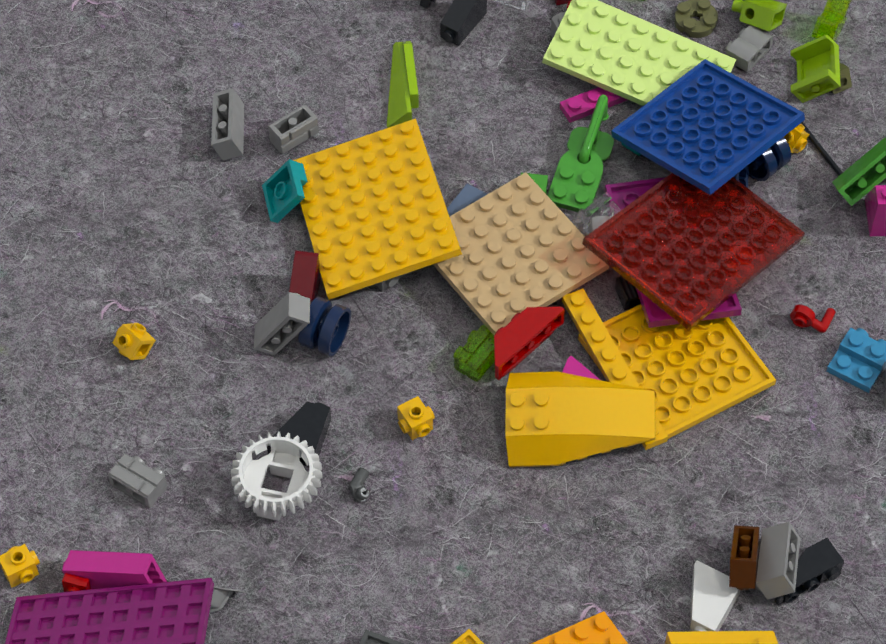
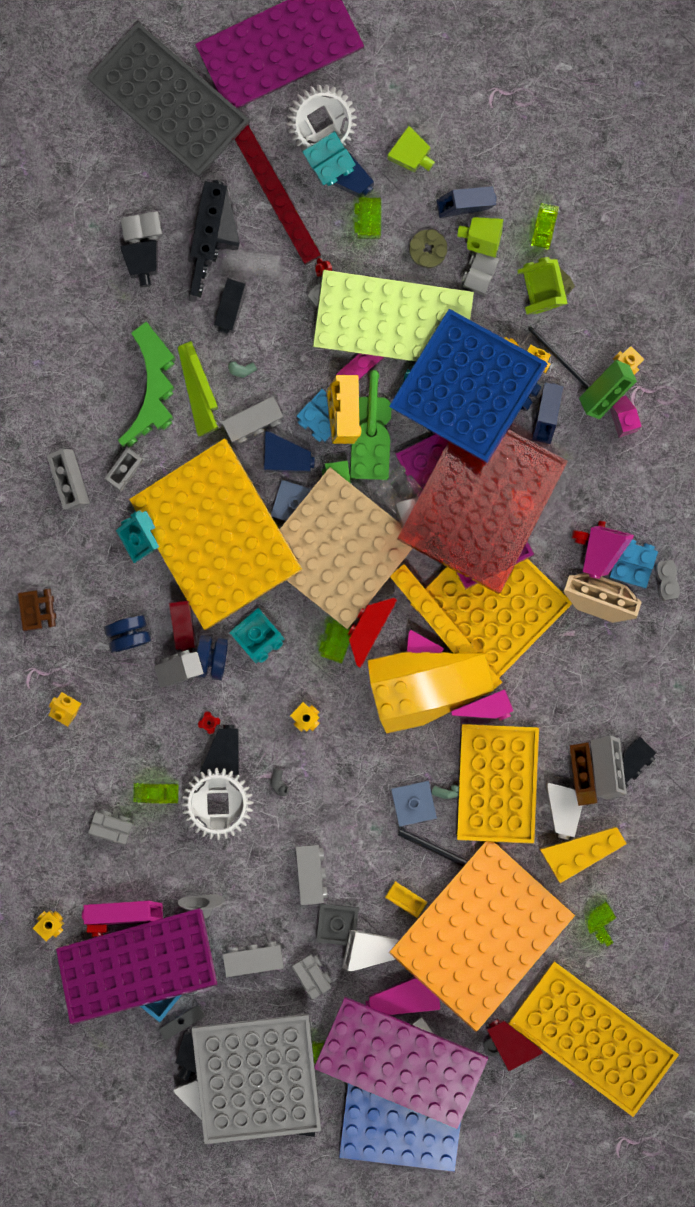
camera: 15 degrees left, 30 degrees up
(135, 239) = (30, 609): none -> reddish brown plate
(206, 450) = (155, 793): none -> clear neon green brick
(236, 280) = (126, 630): none -> dark blue wheel
(296, 395) = (214, 722): none -> red plate
(358, 70) = (153, 412): none -> bright green arch
(364, 593) = (311, 874): none -> light grey brick
(387, 325) = (257, 636): none -> teal plate
(453, 120) = (253, 421): none -> light grey brick
(455, 77) = (241, 371): none -> sand green arm
(479, 161) = (286, 456): none -> dark blue slope
(519, 550) = (414, 803): none -> sand blue plate
(525, 604) = (432, 847): none -> black bar
(532, 137) = (316, 417): none -> dark azure plate
(557, 545) = (446, 794): none -> sand green arm
(559, 122) = (344, 409): none -> yellow wedge
(631, 553) = (497, 783): none -> yellow plate
(636, 458) = (490, 707): none -> dark pink slope
(792, 186) = (547, 413): none -> dark blue slope
(809, 382) = (602, 598): none -> tan wedge
(828, 329) = (604, 550): none -> dark pink slope

